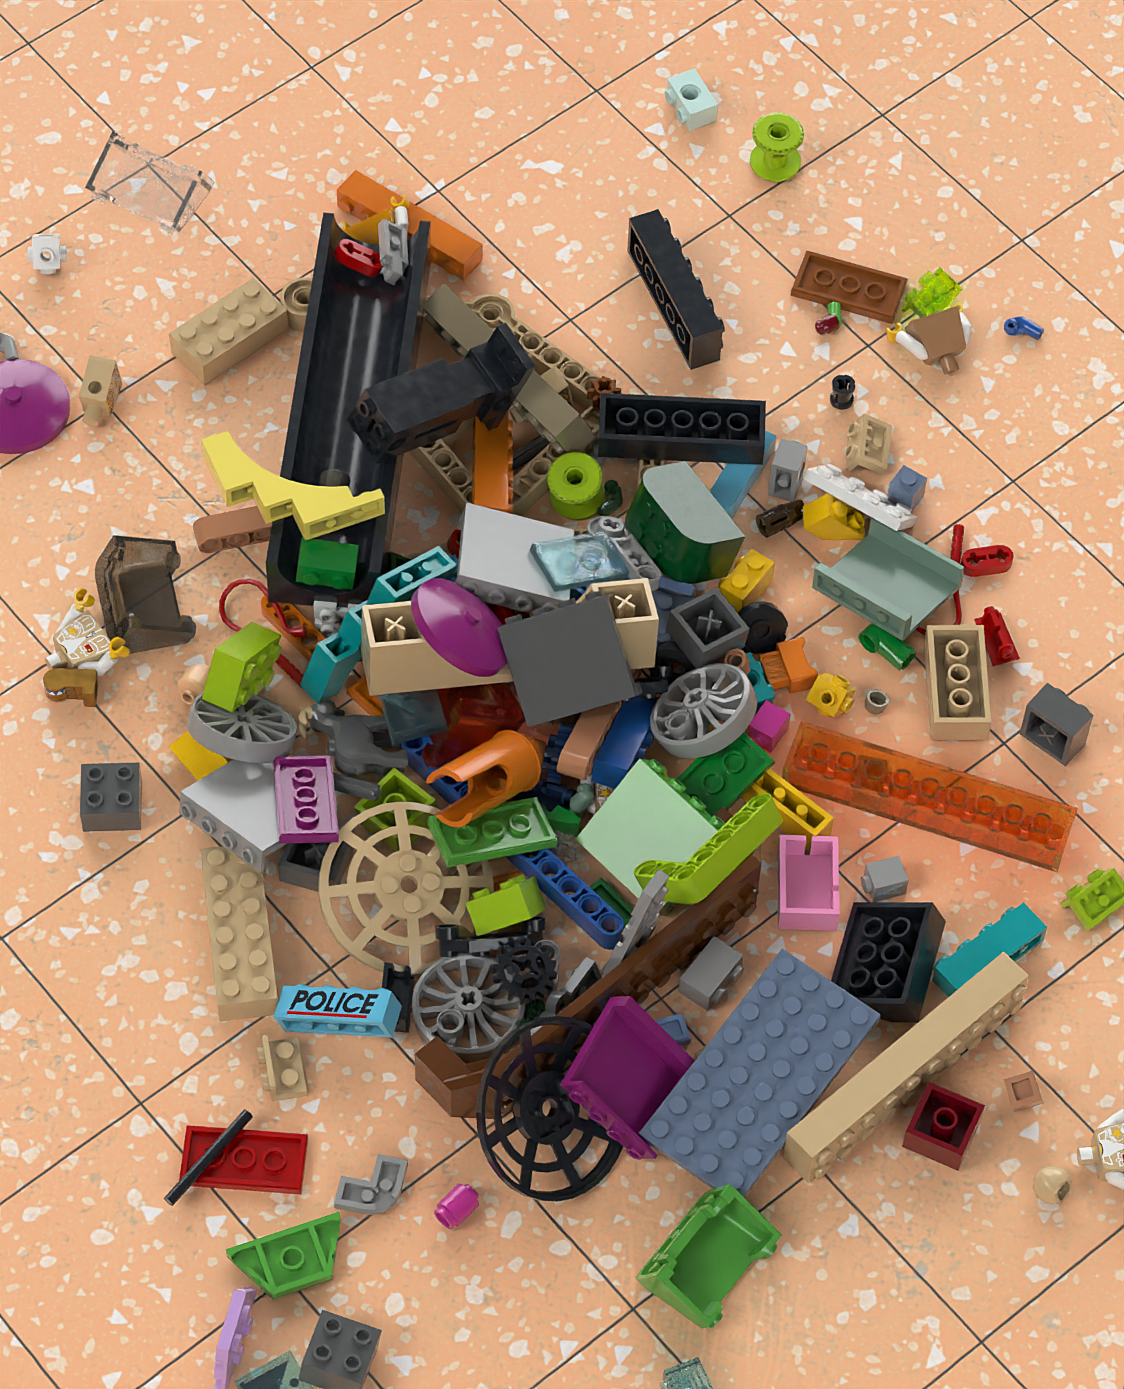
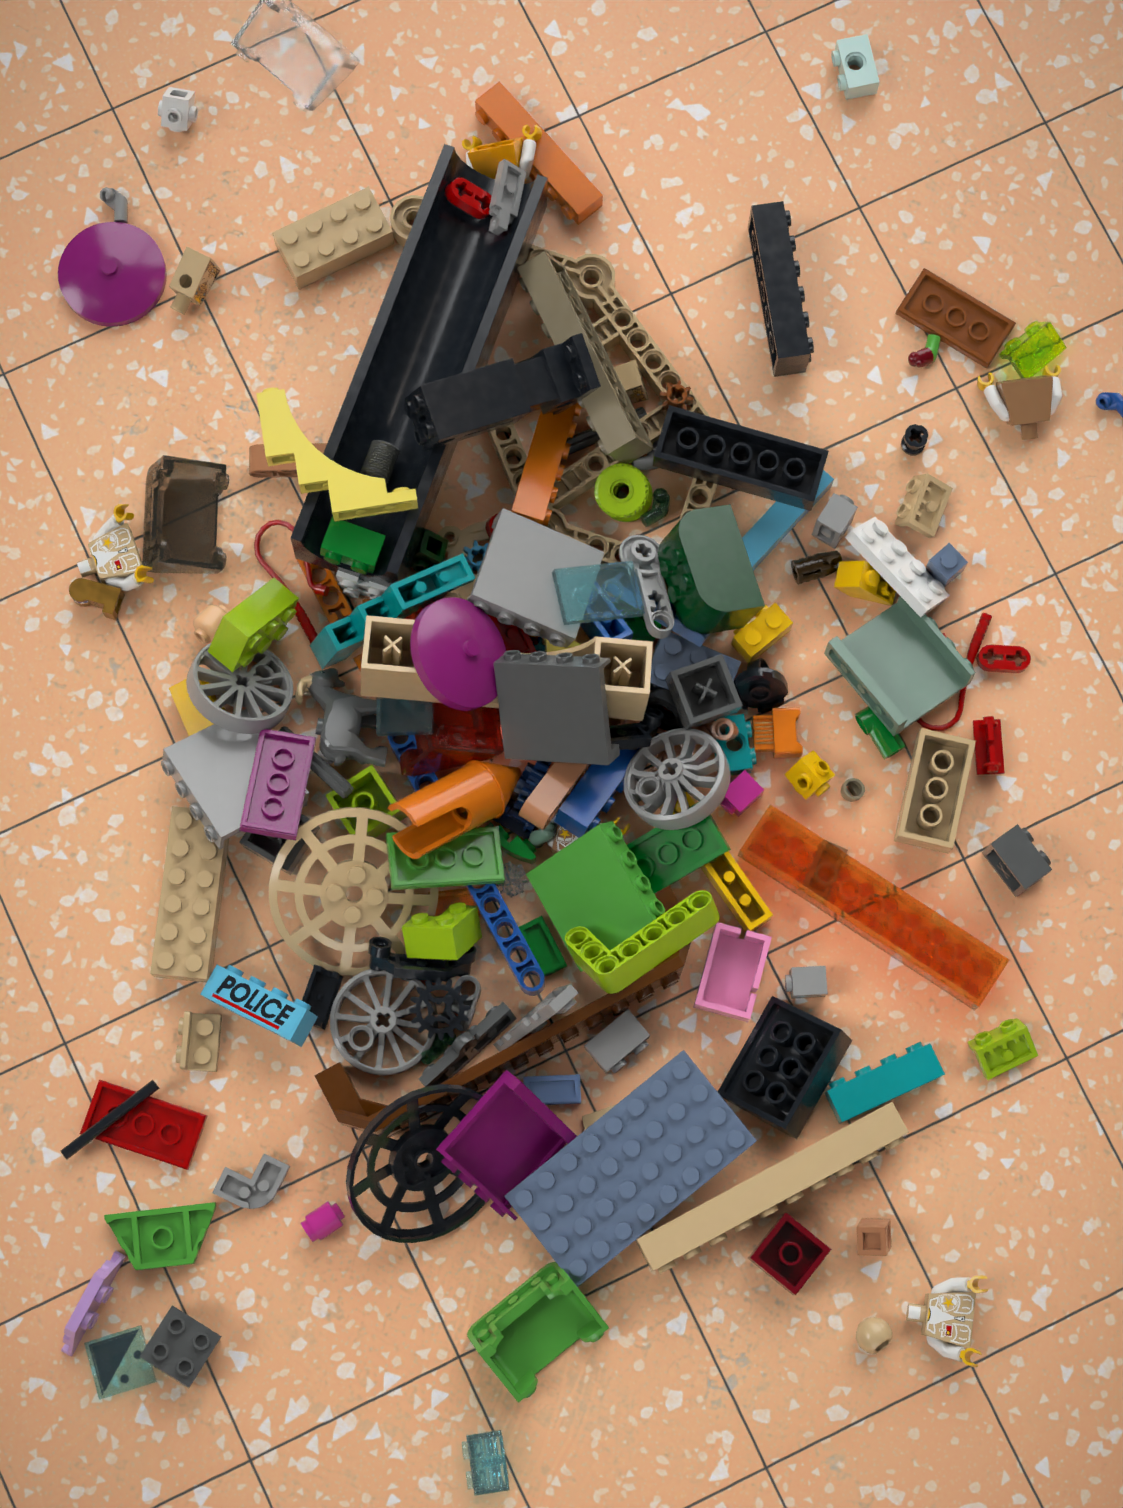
camera: 15 degrees right, 20 degrees up
(111, 797) = (105, 725): dark grey brick -> none
(777, 145) = (924, 145): lime hose -> none

